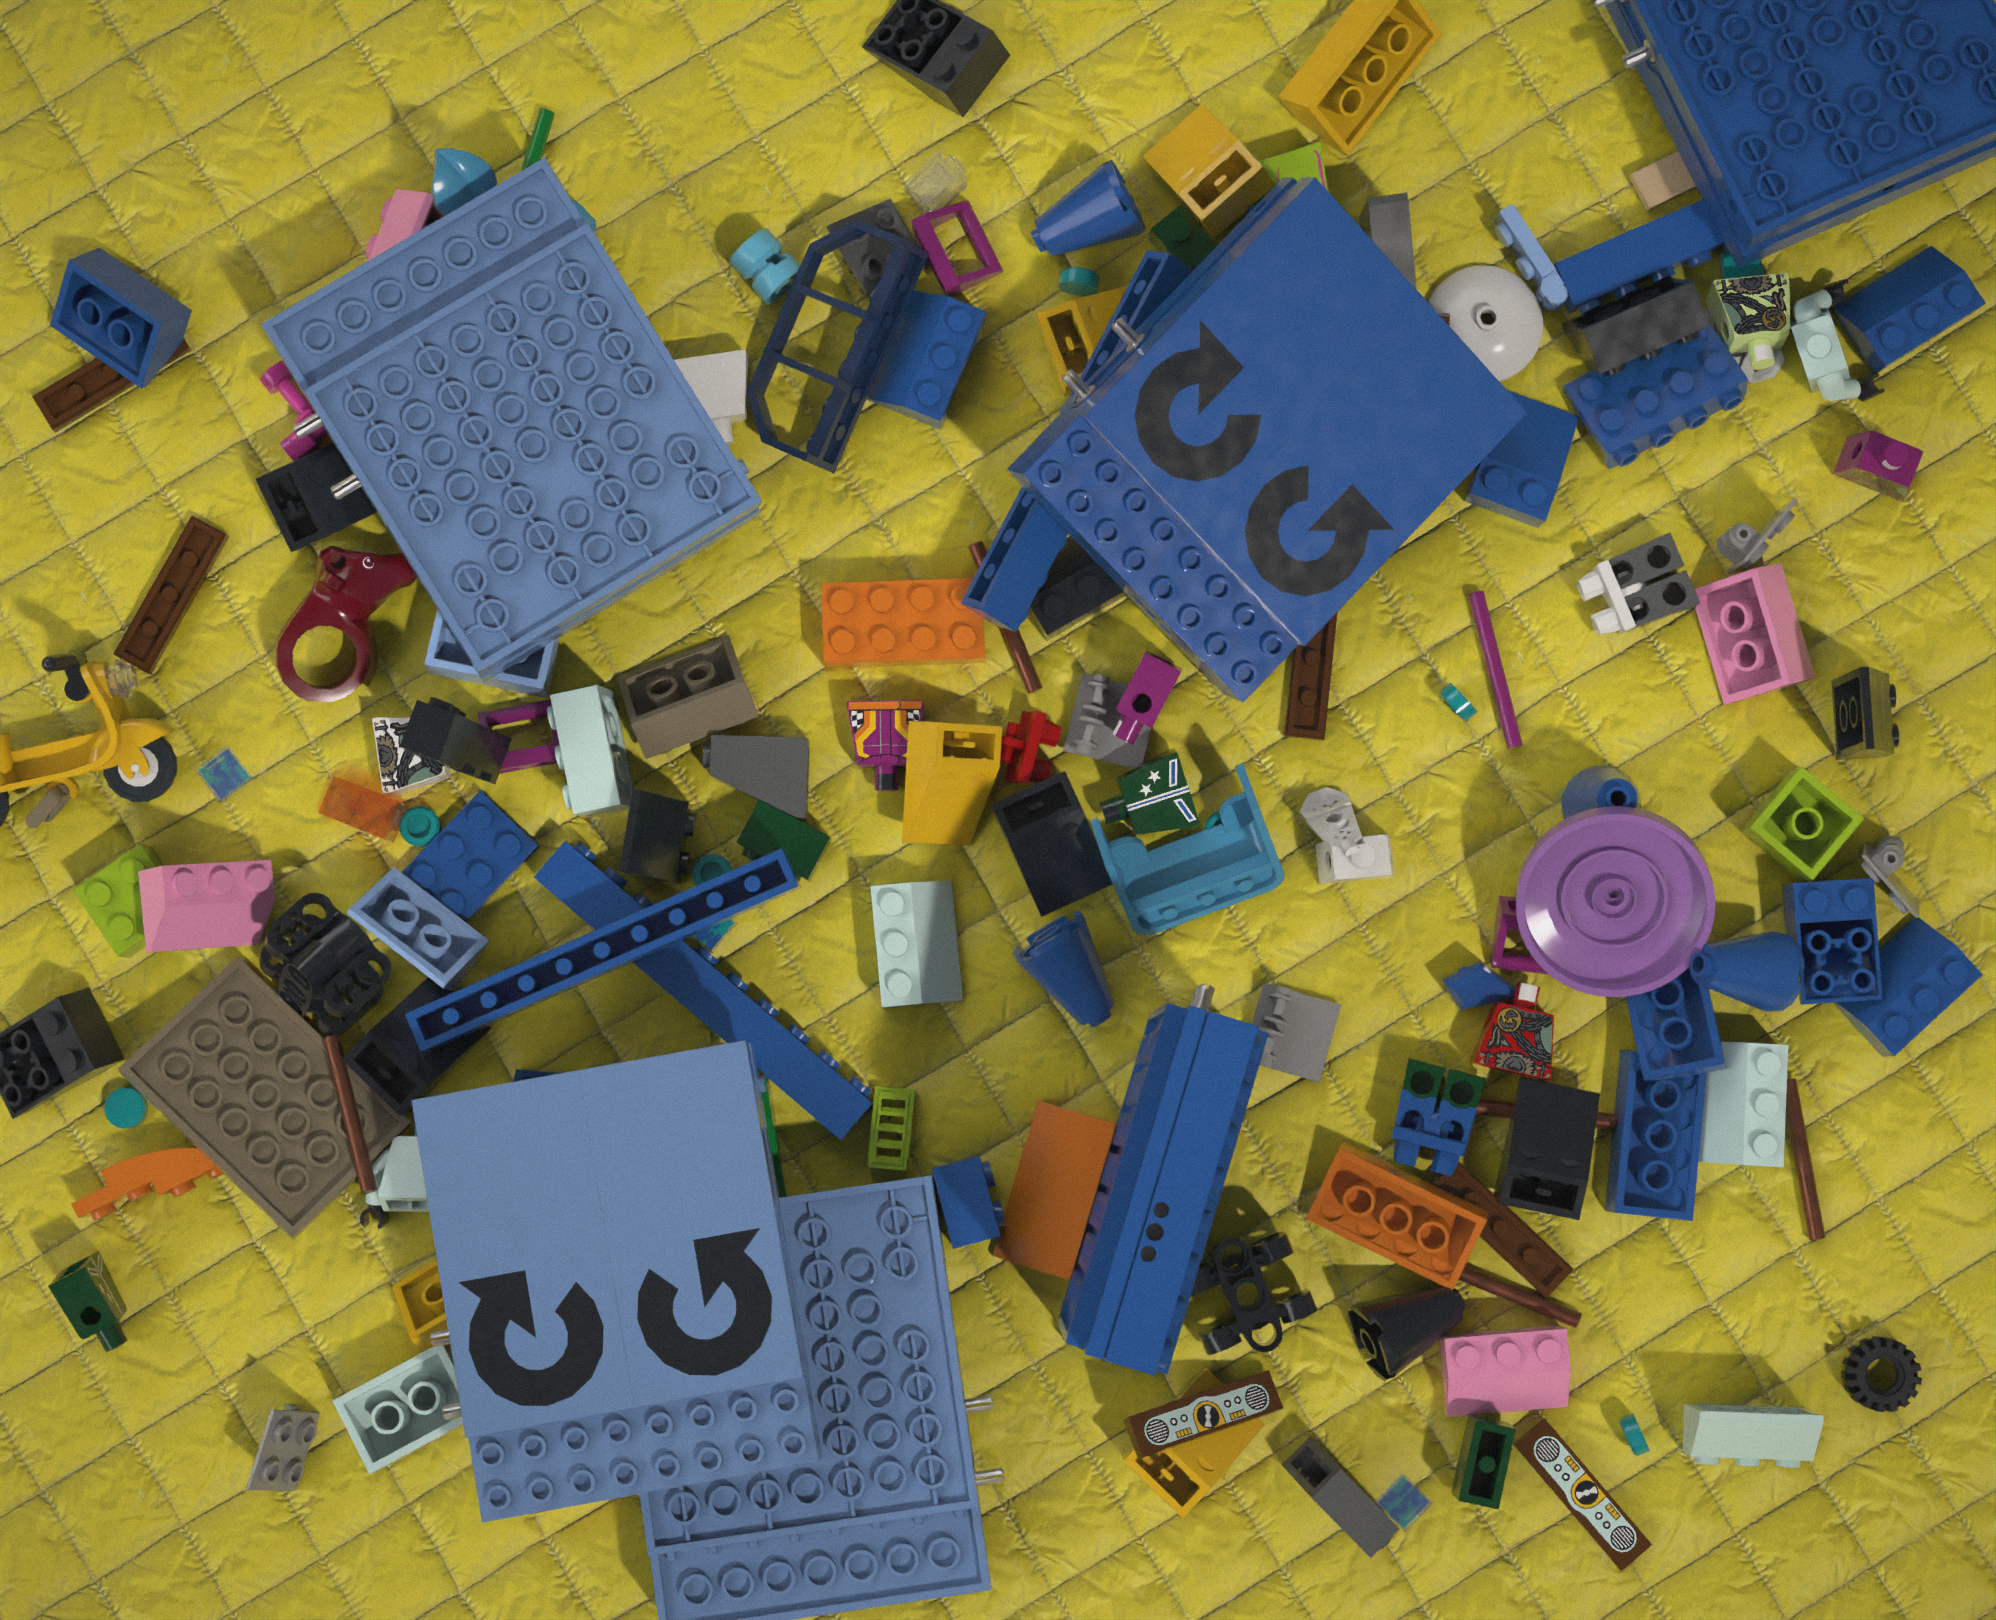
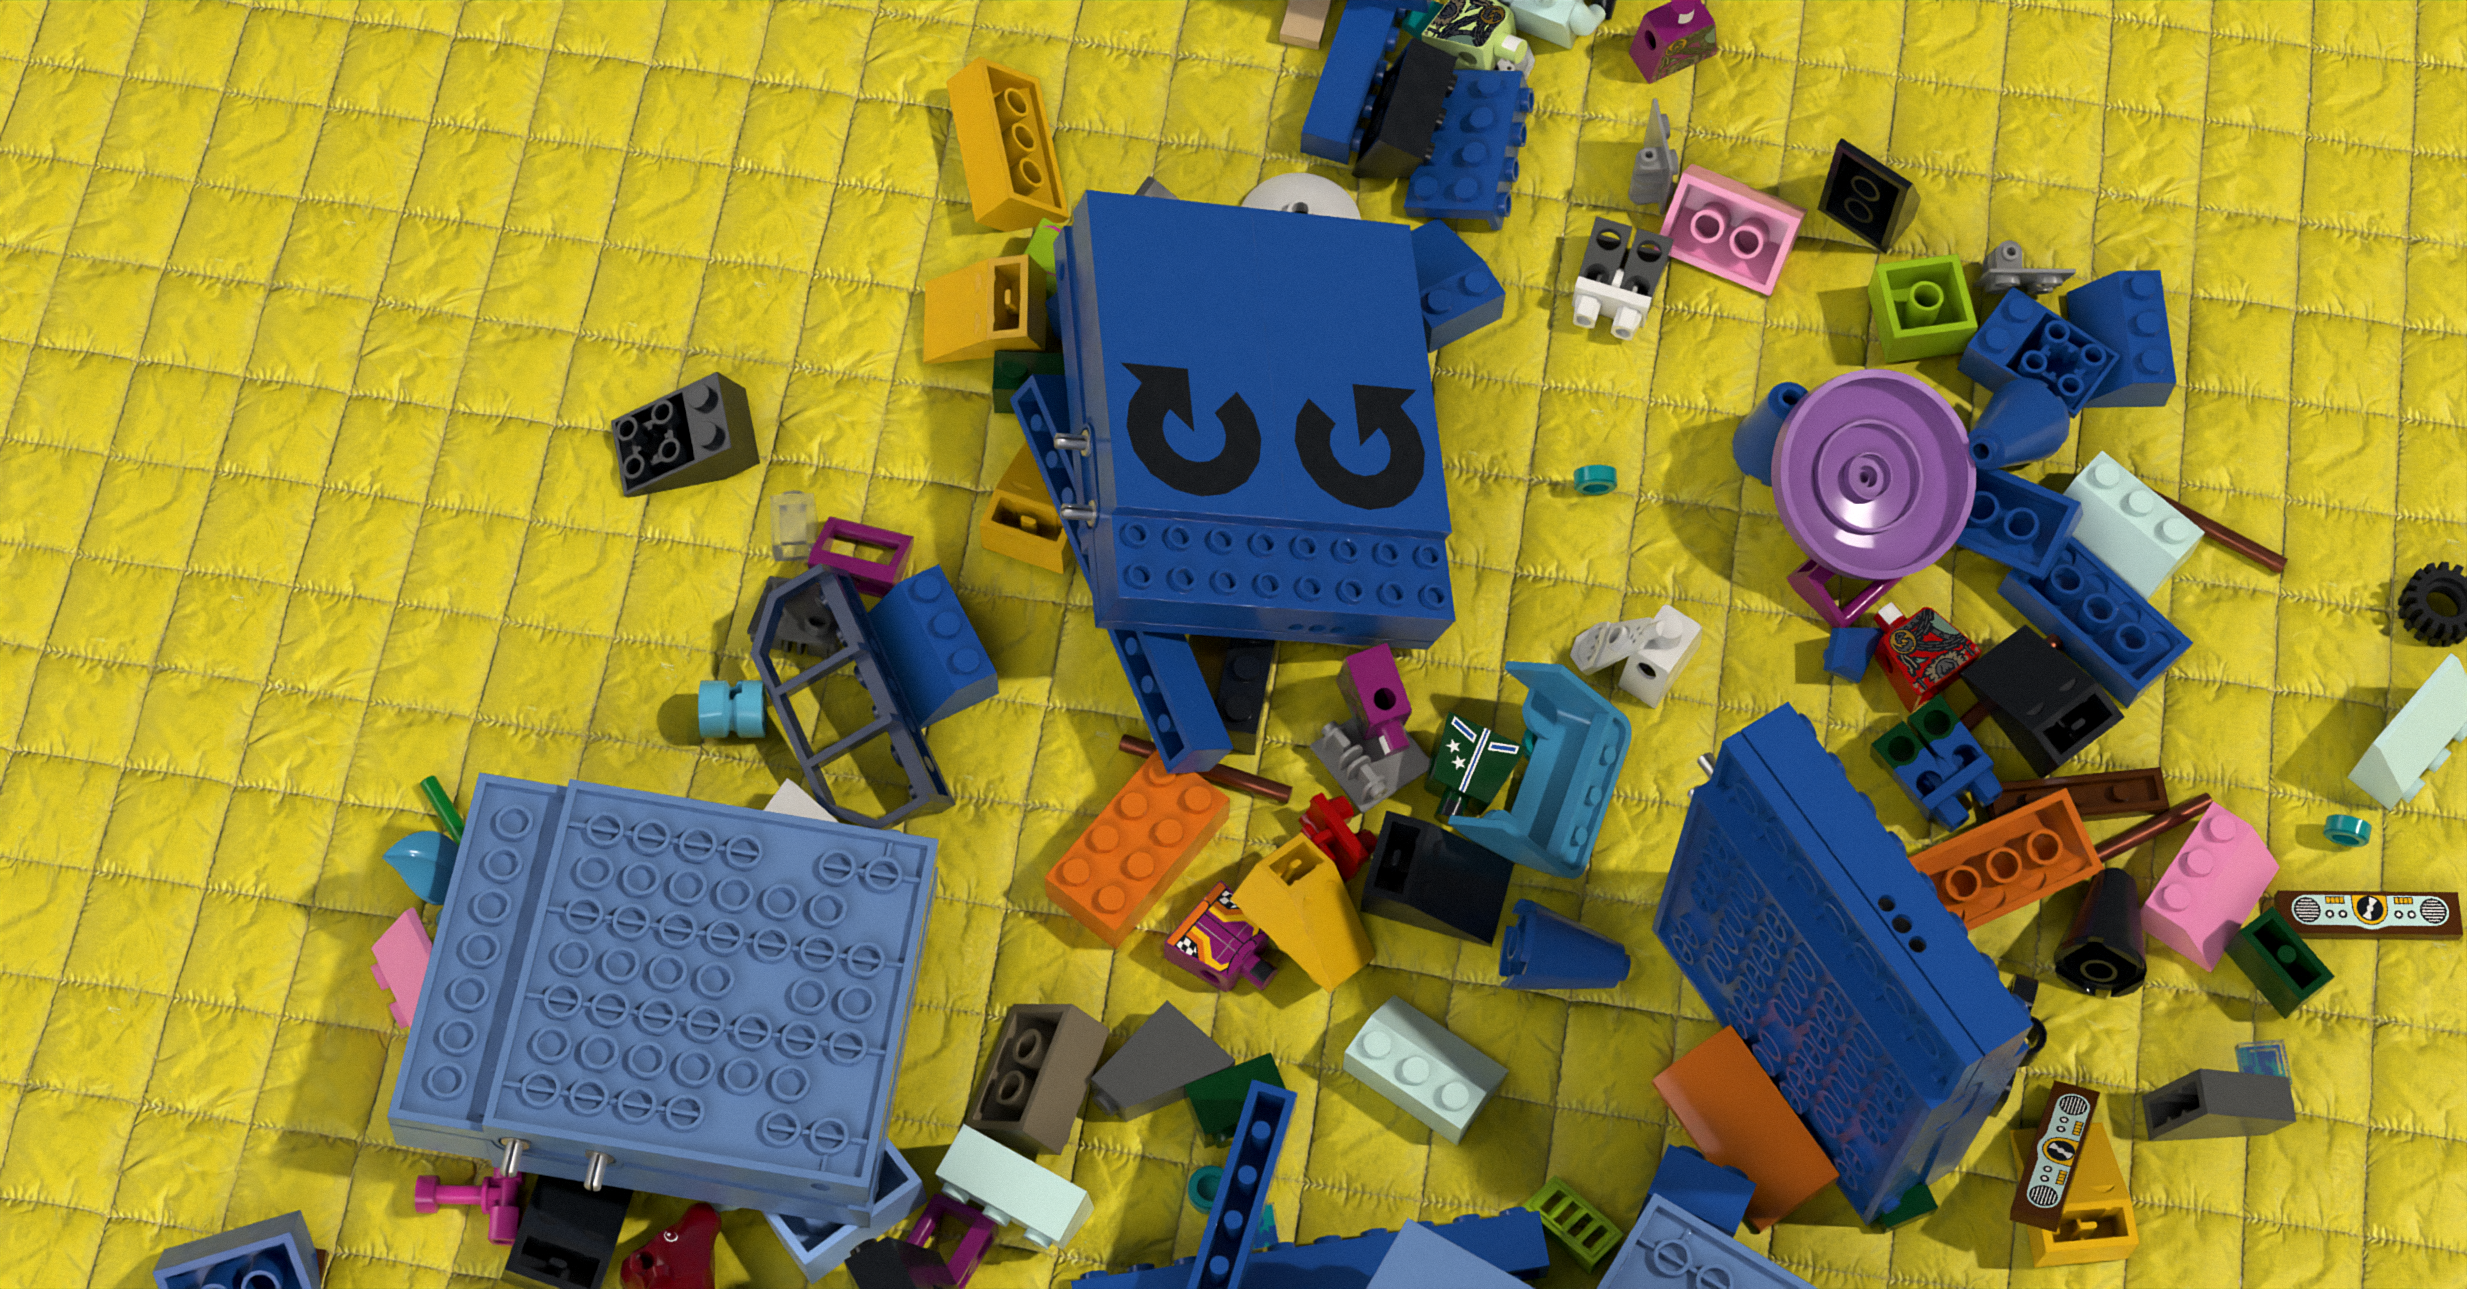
camera: 50 degrees left, 20 degrees down
(657, 837) = (1139, 1200): black slope -> none
(1079, 281) = (979, 485): teal tile -> none
(1090, 214) = (935, 427): blue cone -> none
(1311, 685) = (1485, 586): reddish brown tile -> none
(1495, 669) = (1591, 435): magenta bar -> none
(1532, 259) = (1280, 149): light blue hinge -> none

